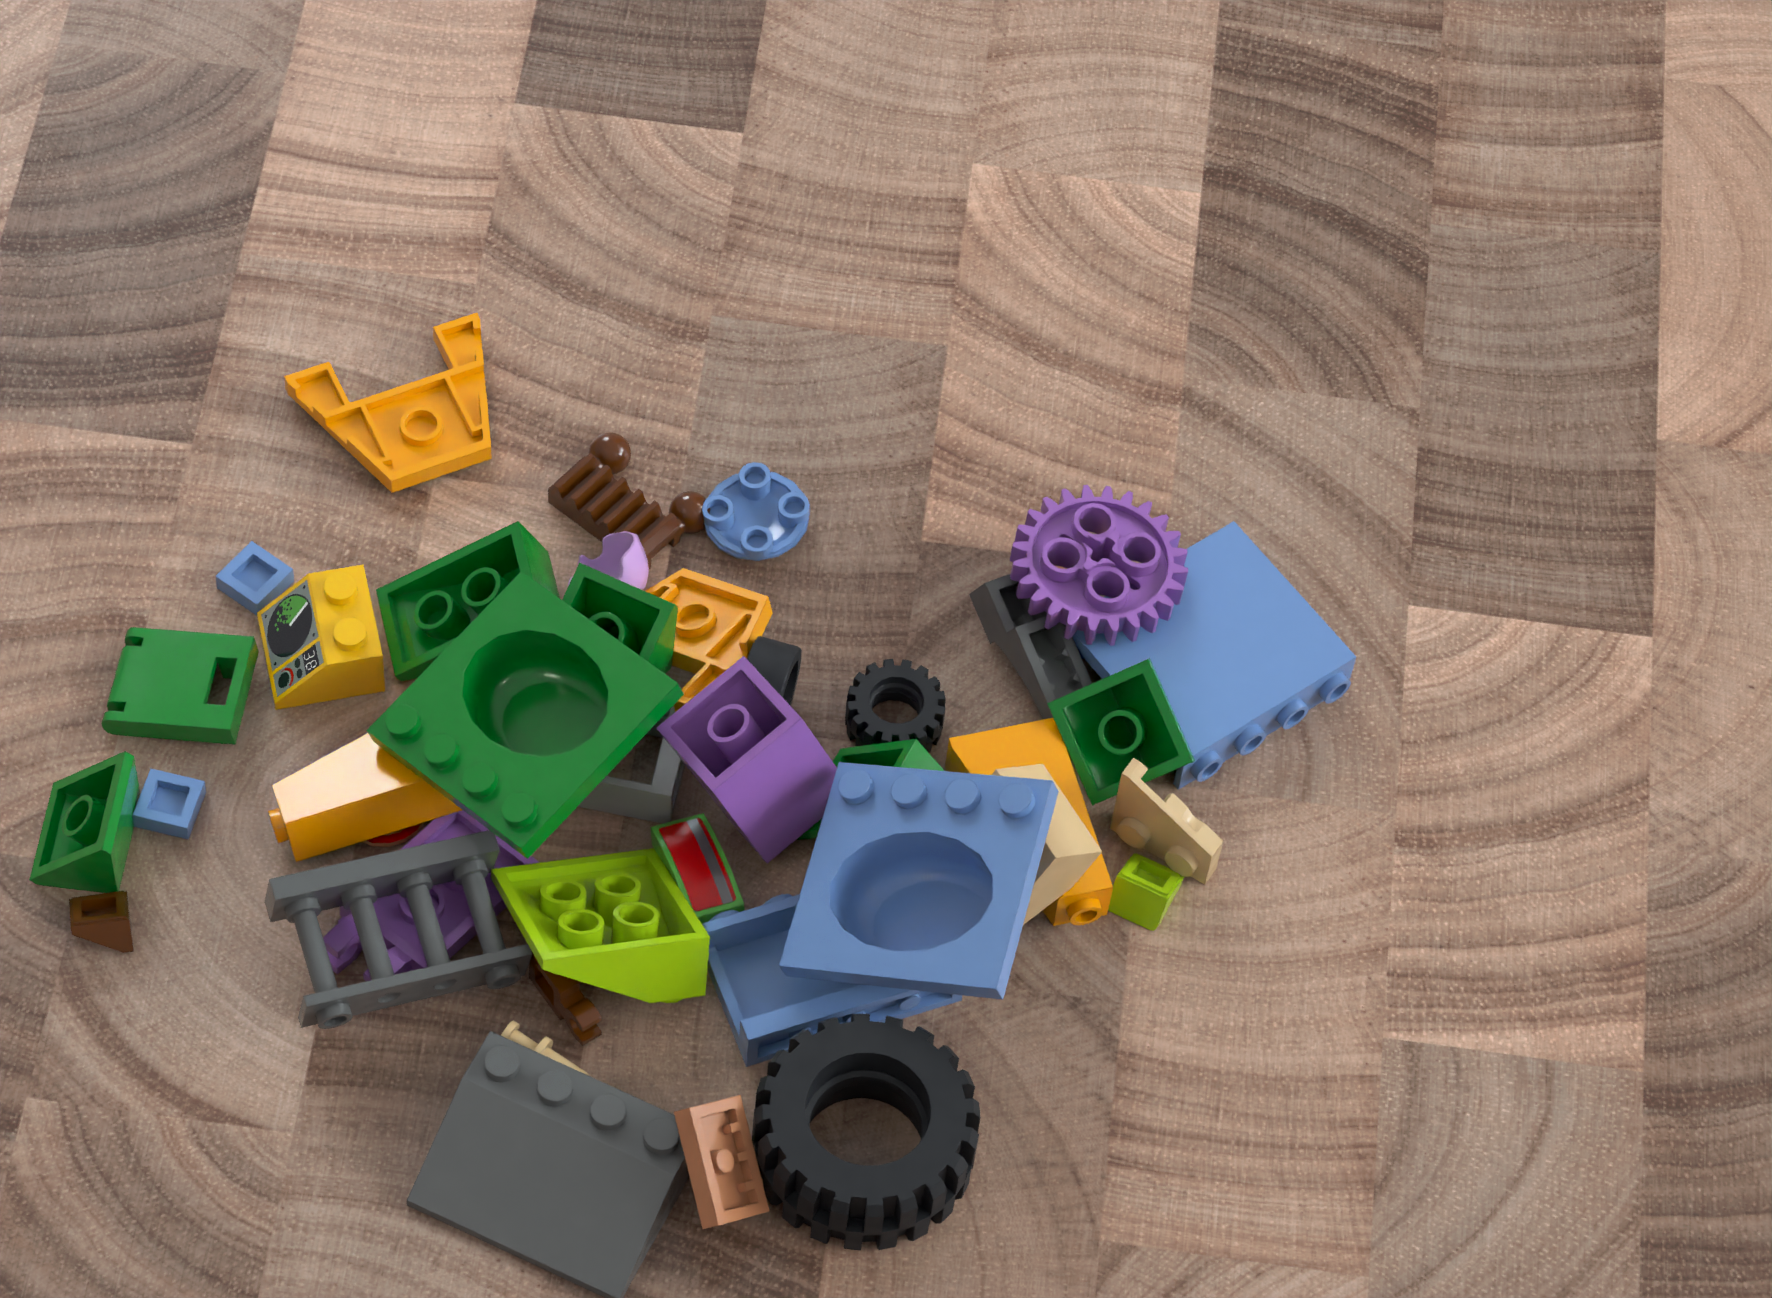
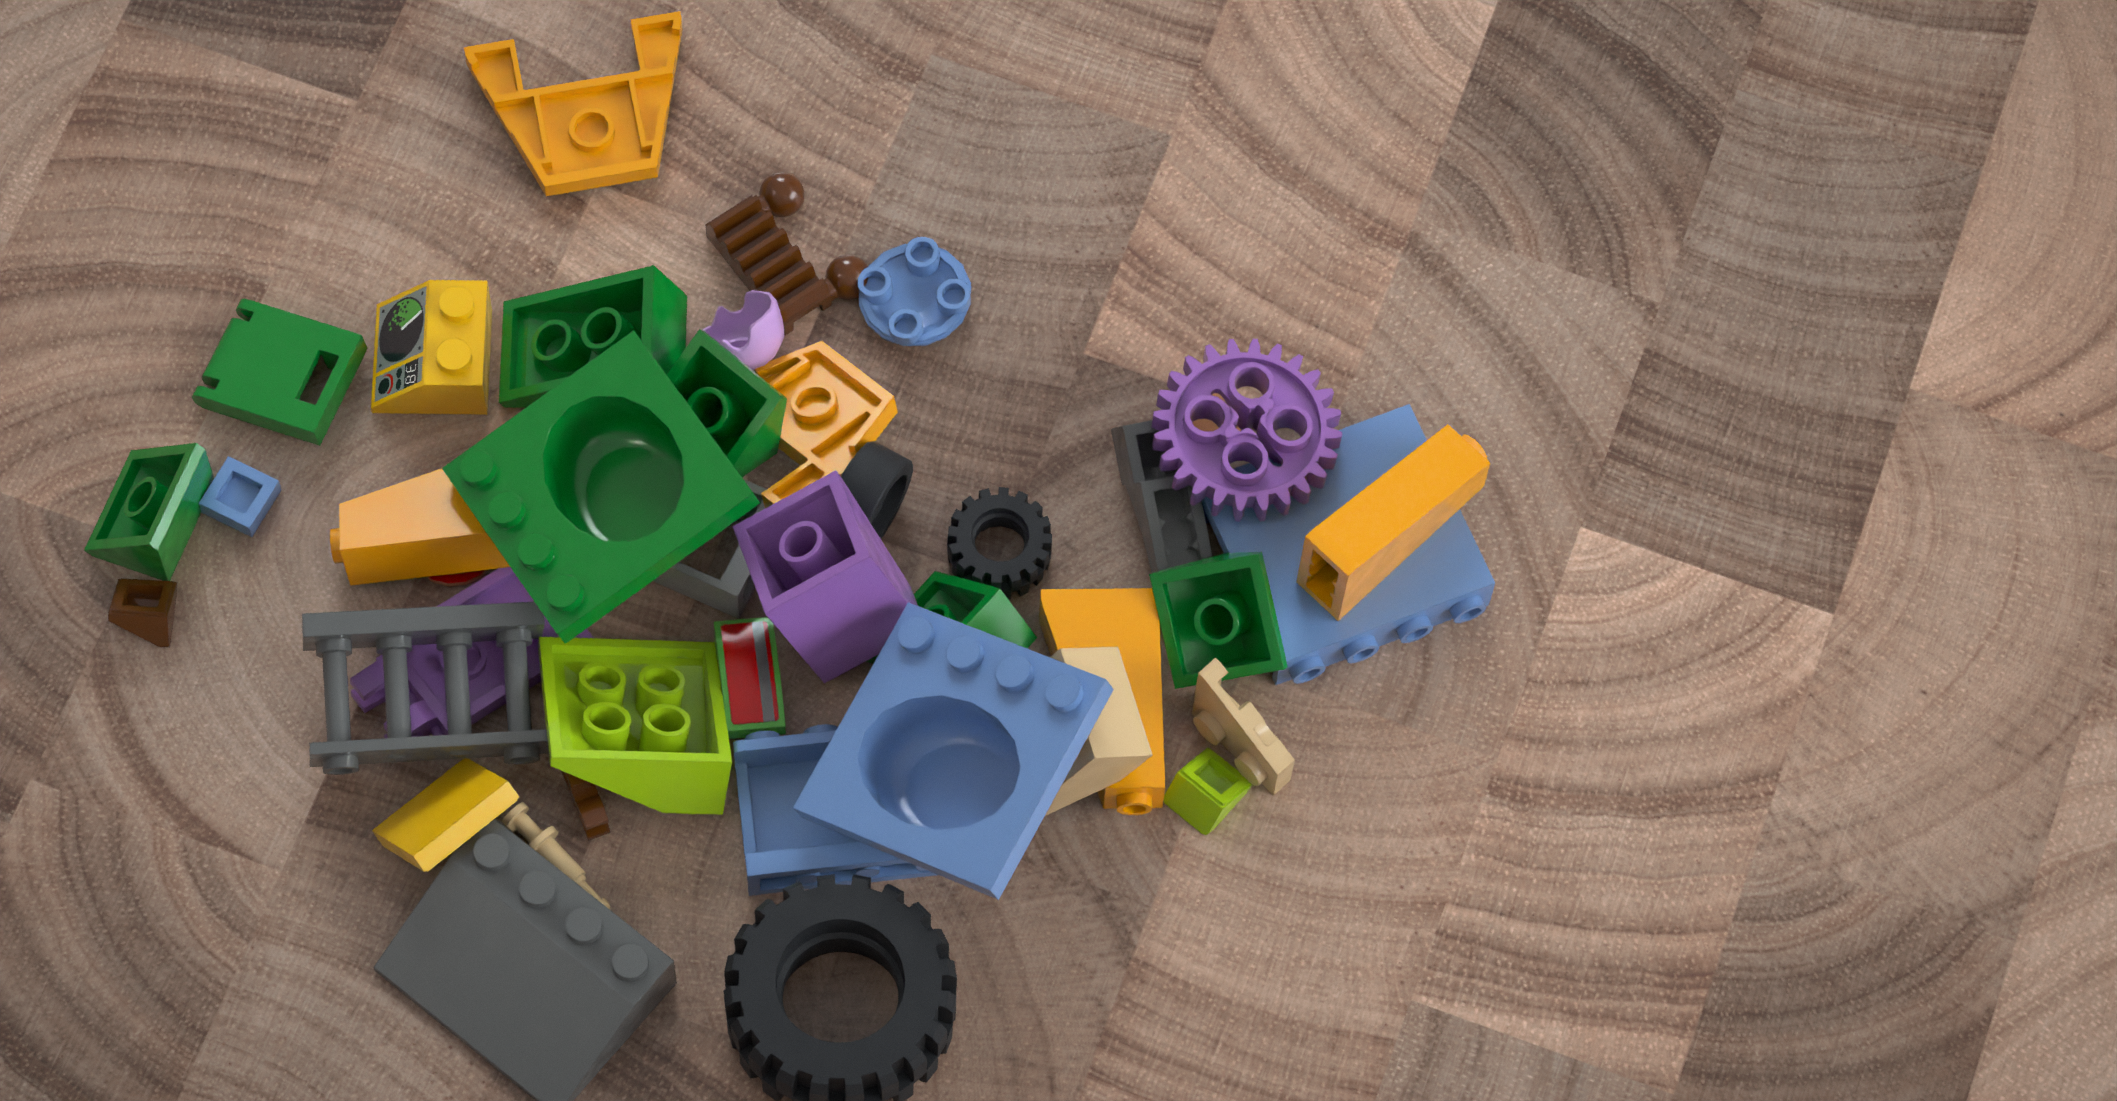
camera: 15 degrees right, 10 degrees up
(254, 578) = (383, 265): medium blue tile -> none
(445, 1042) = (446, 814): none -> yellow tile
(721, 1161) = (683, 1001): nougat bracket -> none
(1251, 616) = (1390, 520): none -> light orange slope

